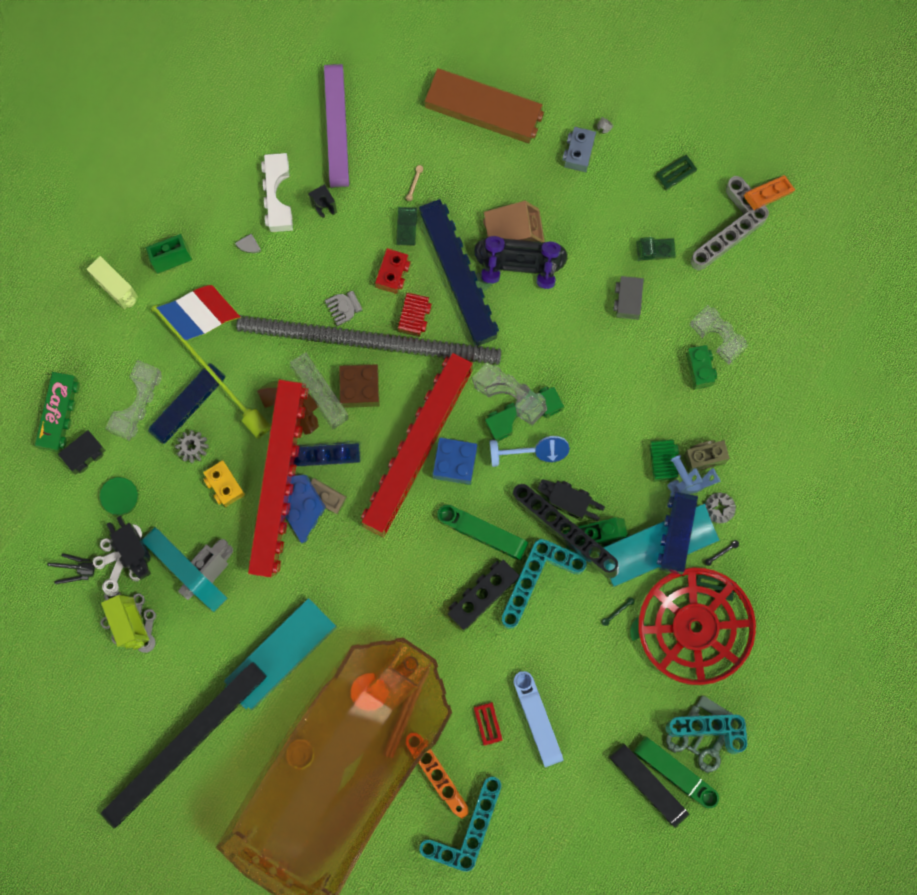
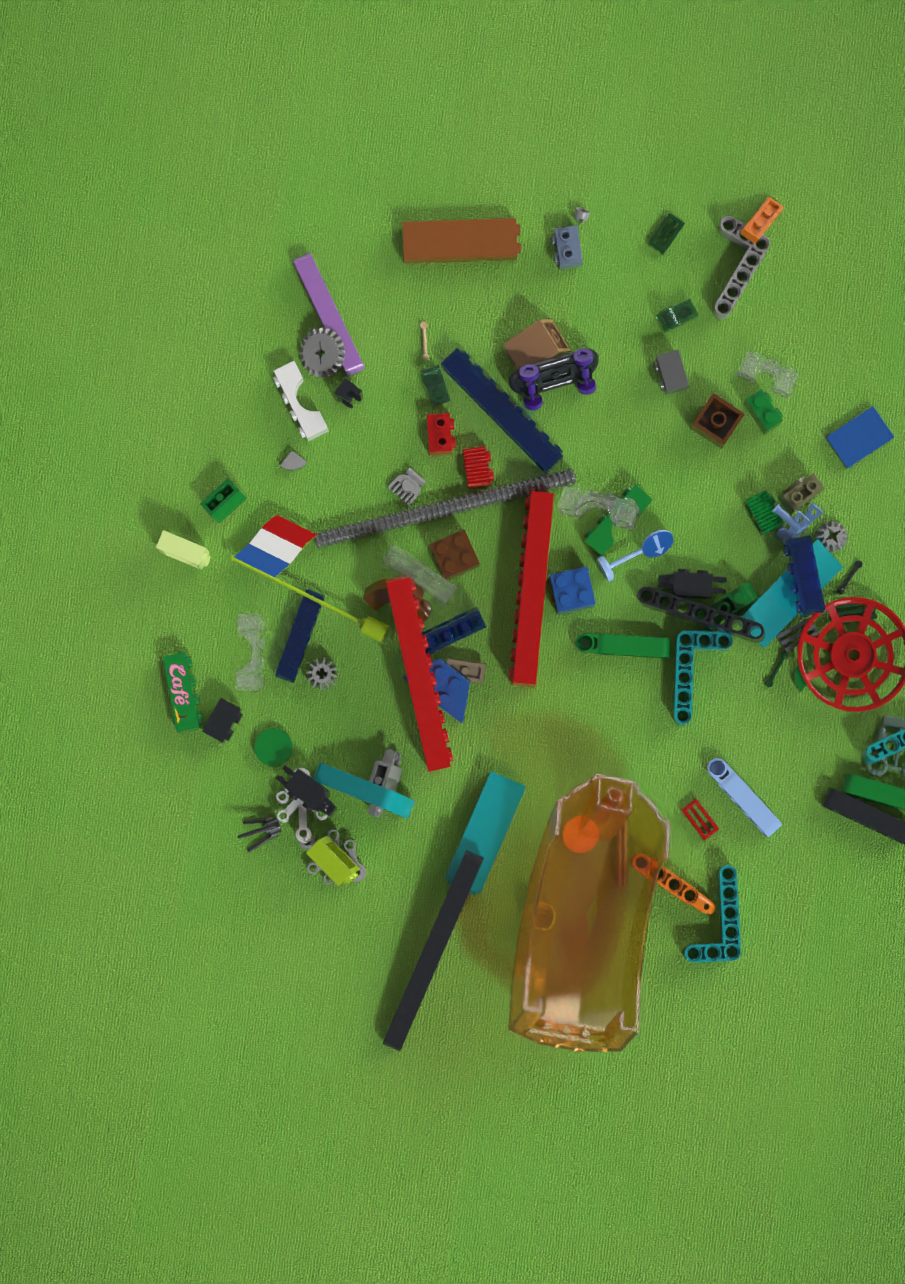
camera: 25 degrees left, 5 degrees up
(223, 483) = (366, 697): yellow brick -> none
(318, 167) = (334, 352): none -> light grey gear
(465, 620) = (664, 678): black brick -> none
(645, 587) = (783, 642): none -> dark grey tile
(654, 358) = (717, 420): none -> reddish brown brick
(782, 426) = (859, 437): none -> blue tile

